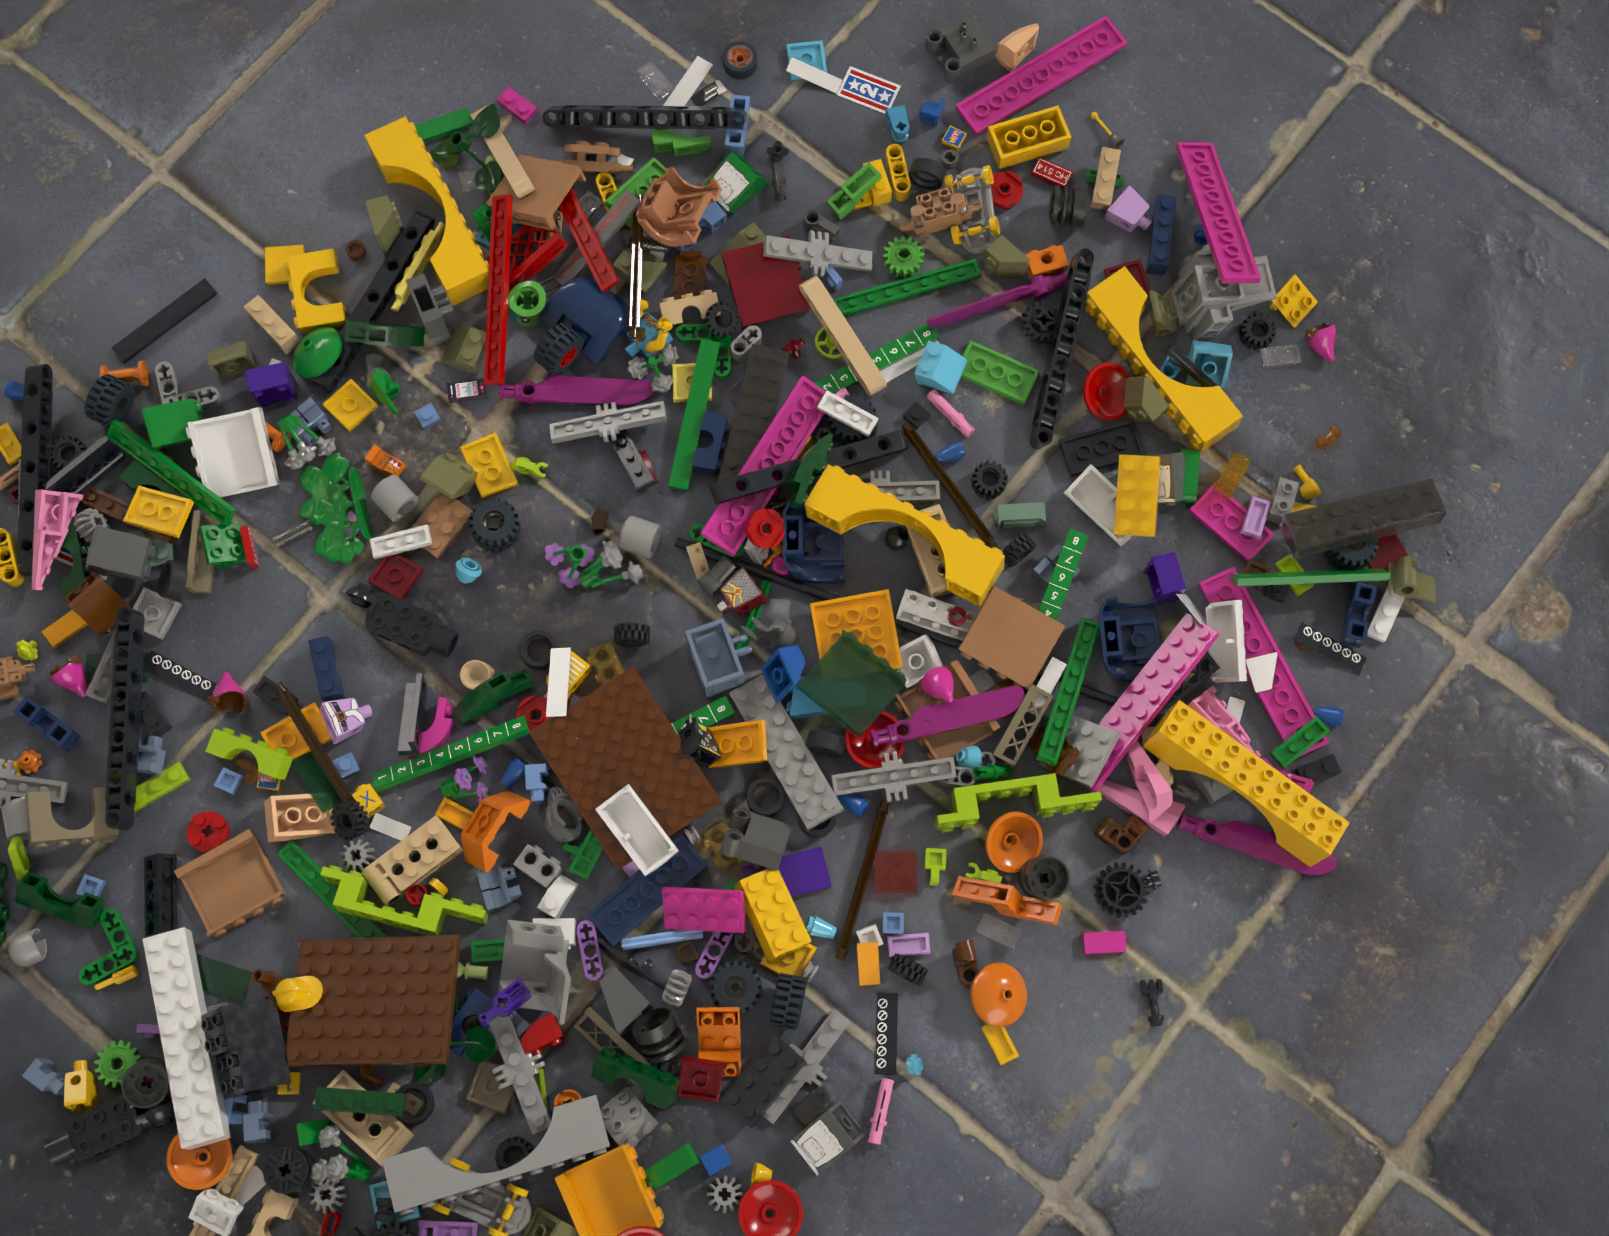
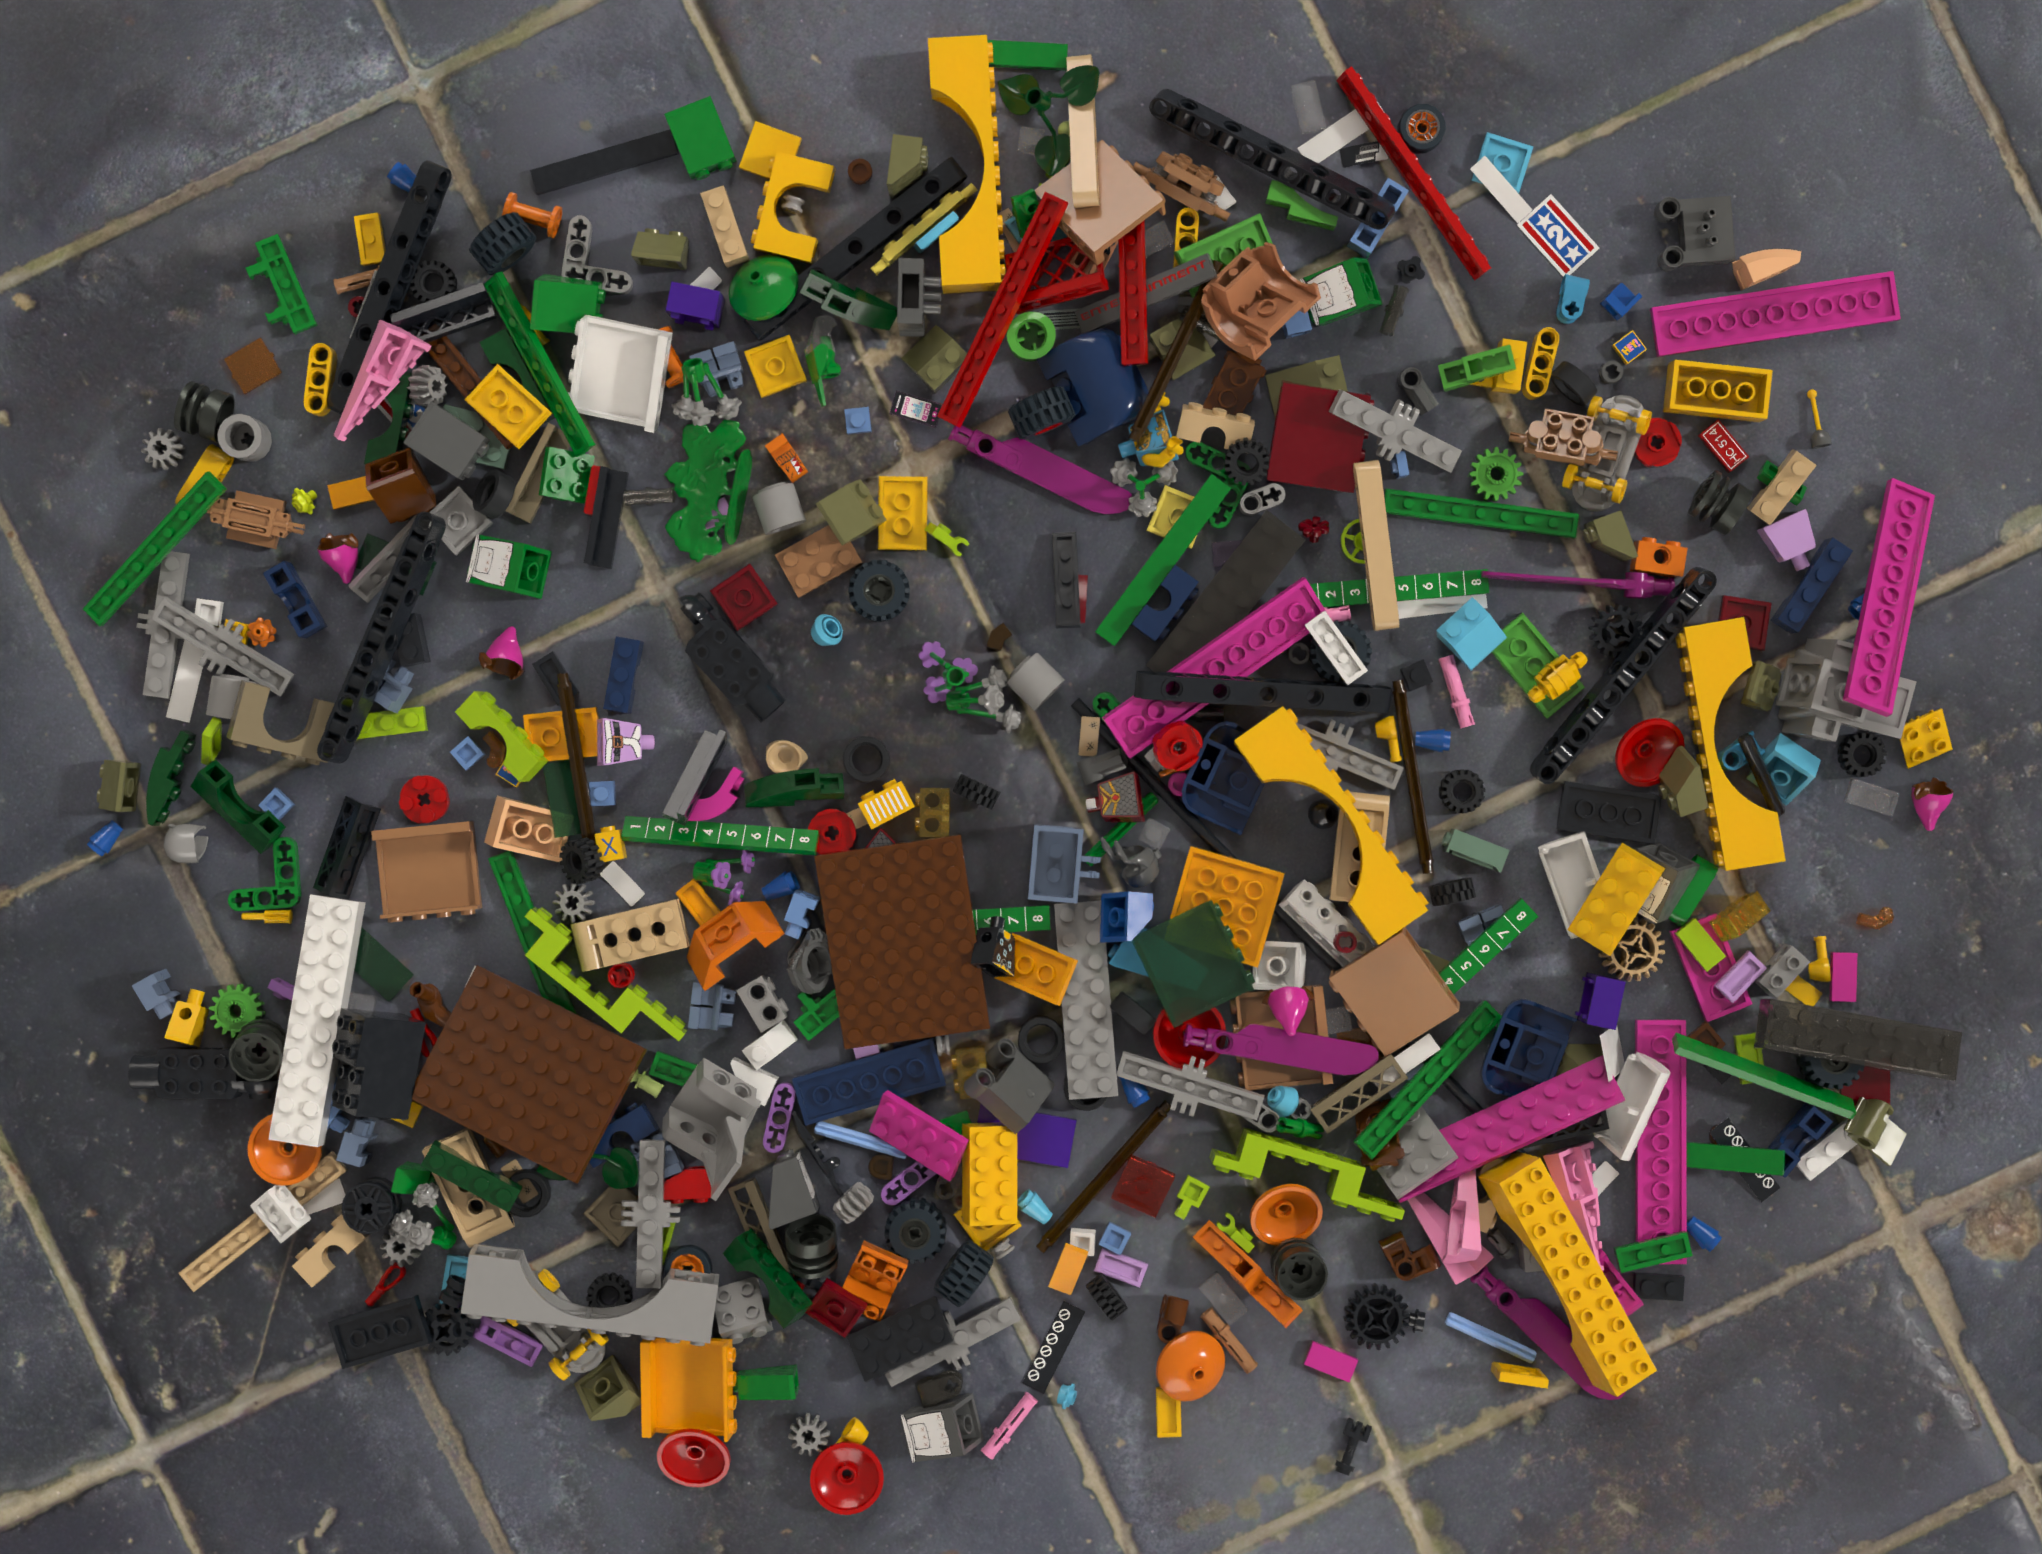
camera: 25 degrees right, 15 degrees up
(179, 675) = (460, 605): black sticker -> none
(205, 628) = (508, 566): none -> slope
(228, 271) = (701, 138): none -> green slope
(266, 563) = (606, 518): none -> black fence
(298, 993) = (452, 1027): yellow piece -> none
(315, 290) = (793, 204): none -> light grey bush
(401, 541) = (765, 563): white tile -> none
(424, 265) = (930, 237): none -> medium azure tile
(437, 886) = (646, 975): yellow tile -> none
(513, 995) = (672, 1146): dark purple piece -> none
(517, 105) = (1128, 66): dark pink plate -> none
(558, 682) = (871, 812): white sticker -> none
(608, 422) = (1060, 525): light grey hinge -> none
(637, 830) = (883, 1022): white container -> none
(716, 1160) = (814, 1397): blue panel -> none
(746, 87) = (1413, 173): none -> red plate
(810, 463) = (1265, 694): dark green slope -> none
(914, 461) = (1387, 730): none -> yellow bar
(1016, 369) = (1557, 677): none -> yellow piece
(1019, 962) = (1227, 1338): none -> medium nougat pin
(1184, 531) = (1651, 956): none -> tan gear
(1215, 507) = (1700, 944): none -> lime tile
(1215, 867) = (1490, 1337): none -> light blue axle
(1251, 881) = (1519, 1375): none -> yellow tile
(1262, 671) = (1654, 1152): white sticker -> none
(1322, 646) = (1735, 1158): none -> green tile
(1328, 485) = (1843, 976): none -> dark pink tile

